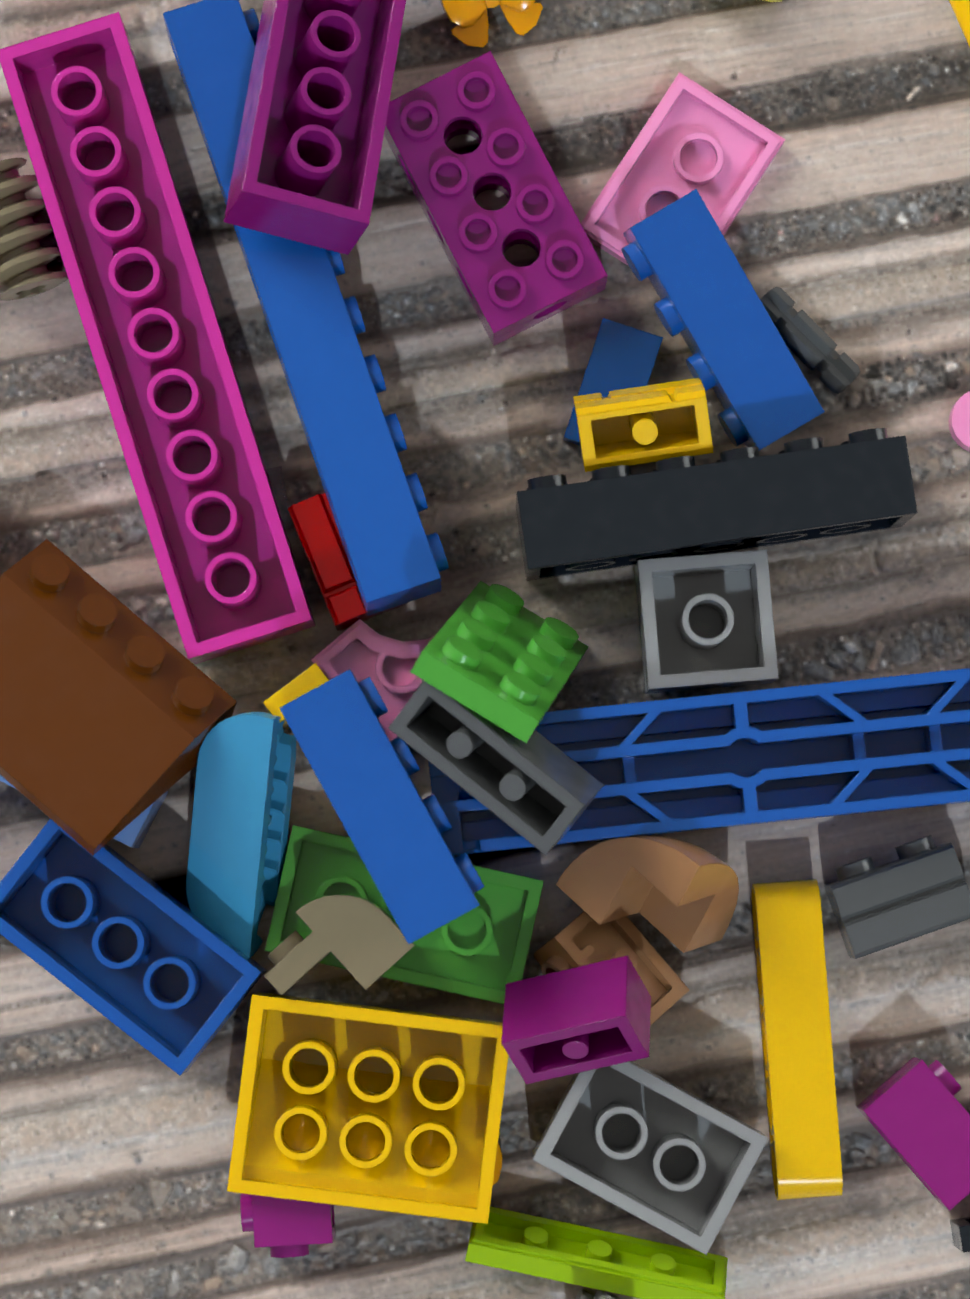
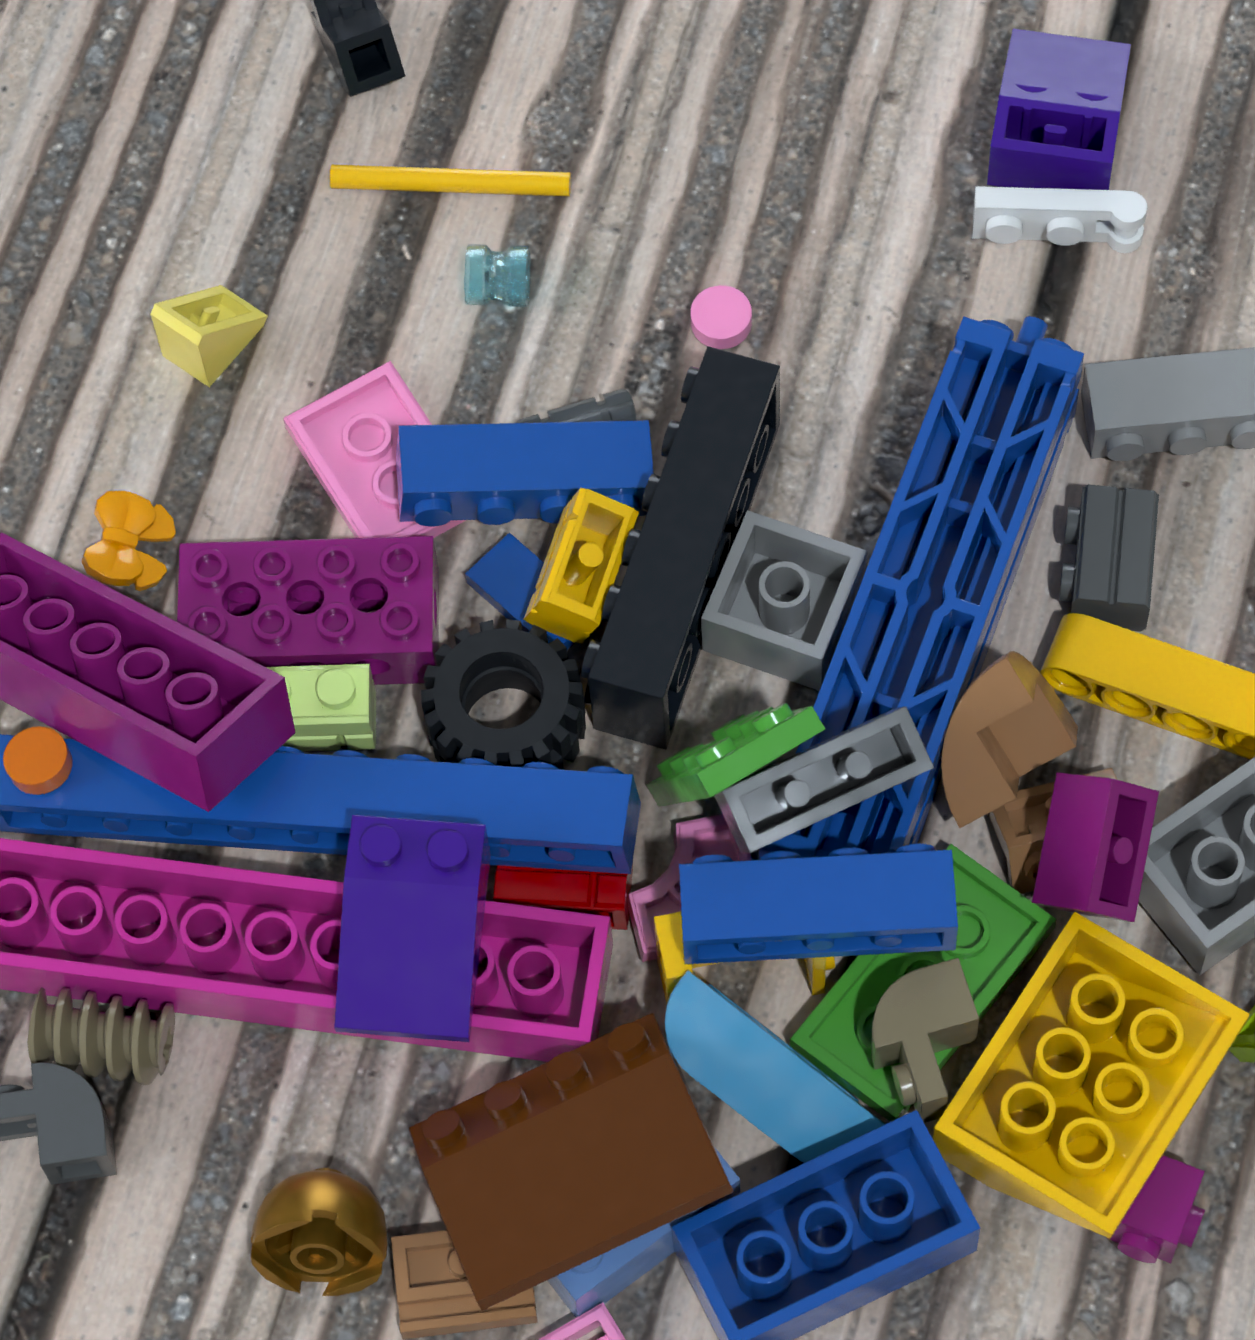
camera: 60 degrees left, 20 degrees down
(205, 455) = (411, 927): none -> dark purple slope
(219, 40) = (37, 760): none -> orange tile
(405, 252) = (331, 706): none -> yellowish green brick
(469, 368) = (500, 661): none -> black tyre
(918, 193) = (497, 275): none -> clear light blue wheel

